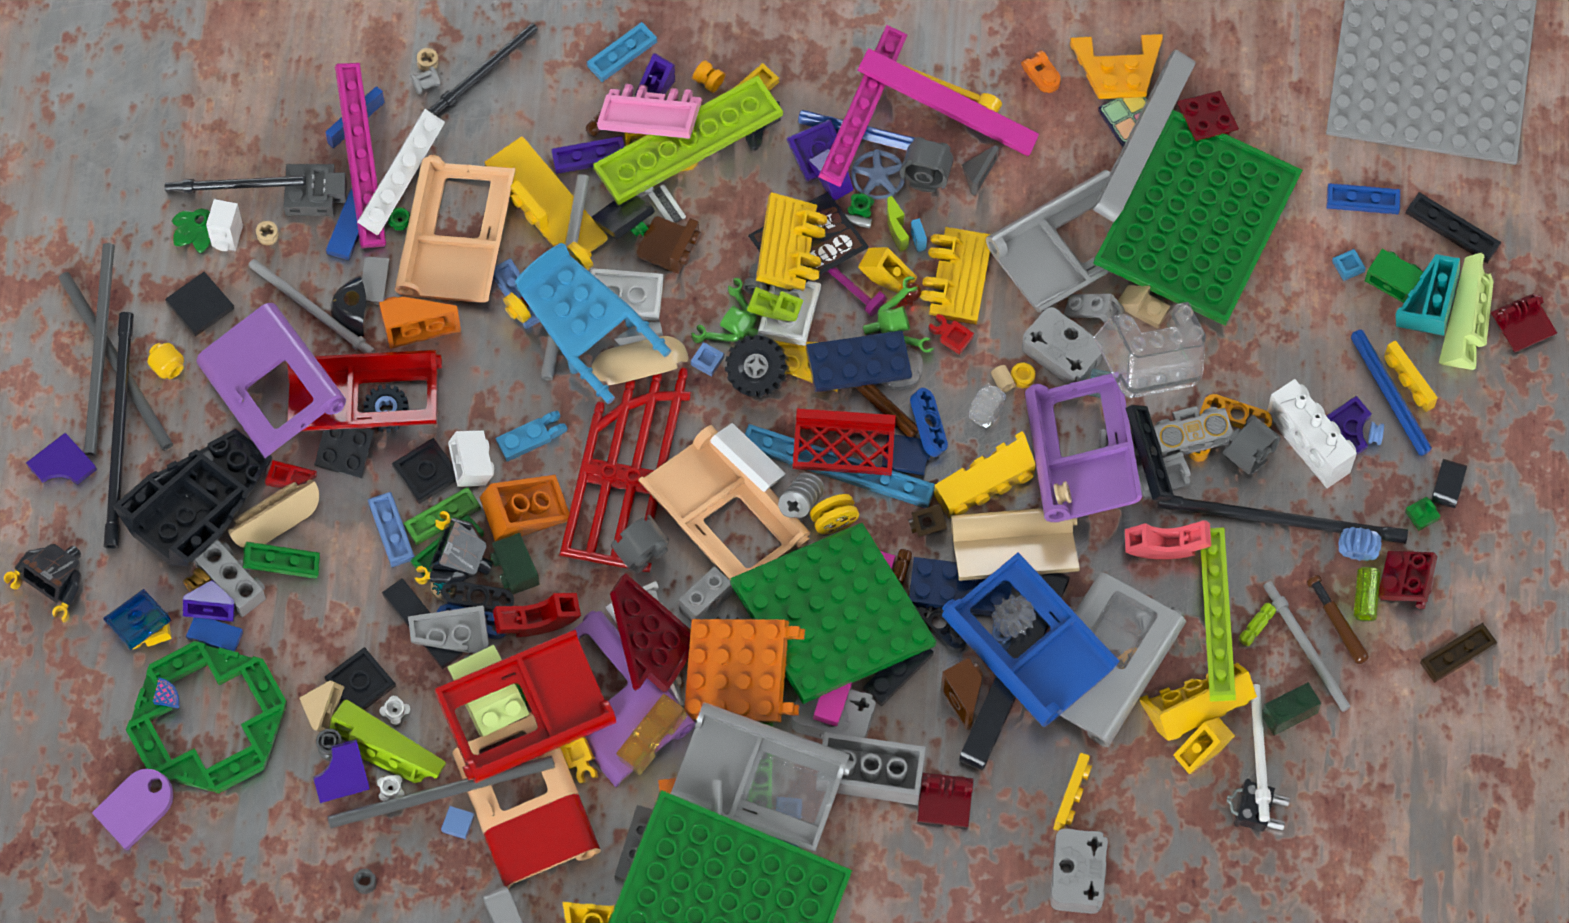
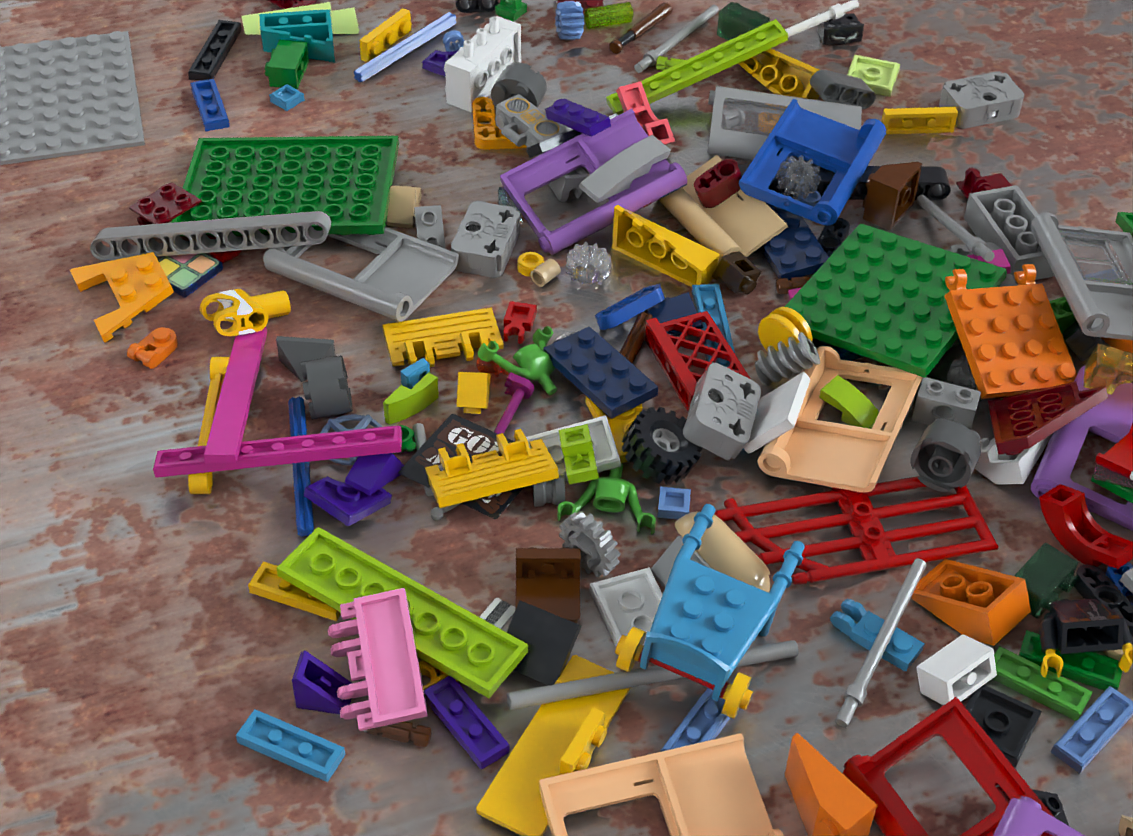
camera: 115 degrees left, 20 degrees down
(385, 397) = (939, 804): black bush -> none
(490, 393) = (857, 691): none -> light grey bar
(685, 274) = (594, 543): none -> light grey gear
(708, 76) = (288, 638): light orange wheel -> none
(744, 531) = (855, 406): none -> lime slope
(753, 401) = (722, 411): none -> light grey axle
(849, 700) = (974, 244): none -> light grey bar
(1035, 545) = (718, 183): none -> dark red beam
(1046, 138) = (245, 311): none -> yellow connector
(1062, 493) = (656, 170): tan bush -> none
(1073, 464) = (623, 168): none -> light grey slope
(1138, 738) = (842, 88): none -> dark grey beam
(1157, 358) = (480, 154): clear windscreen -> none
(1157, 452) = (577, 117): none -> dark purple plate
(1169, 800) = (876, 73): none -> yellowish green tile
(1179, 503) = (544, 21): black piece -> none
(1203, 744) = (813, 54): yellow slope -> none

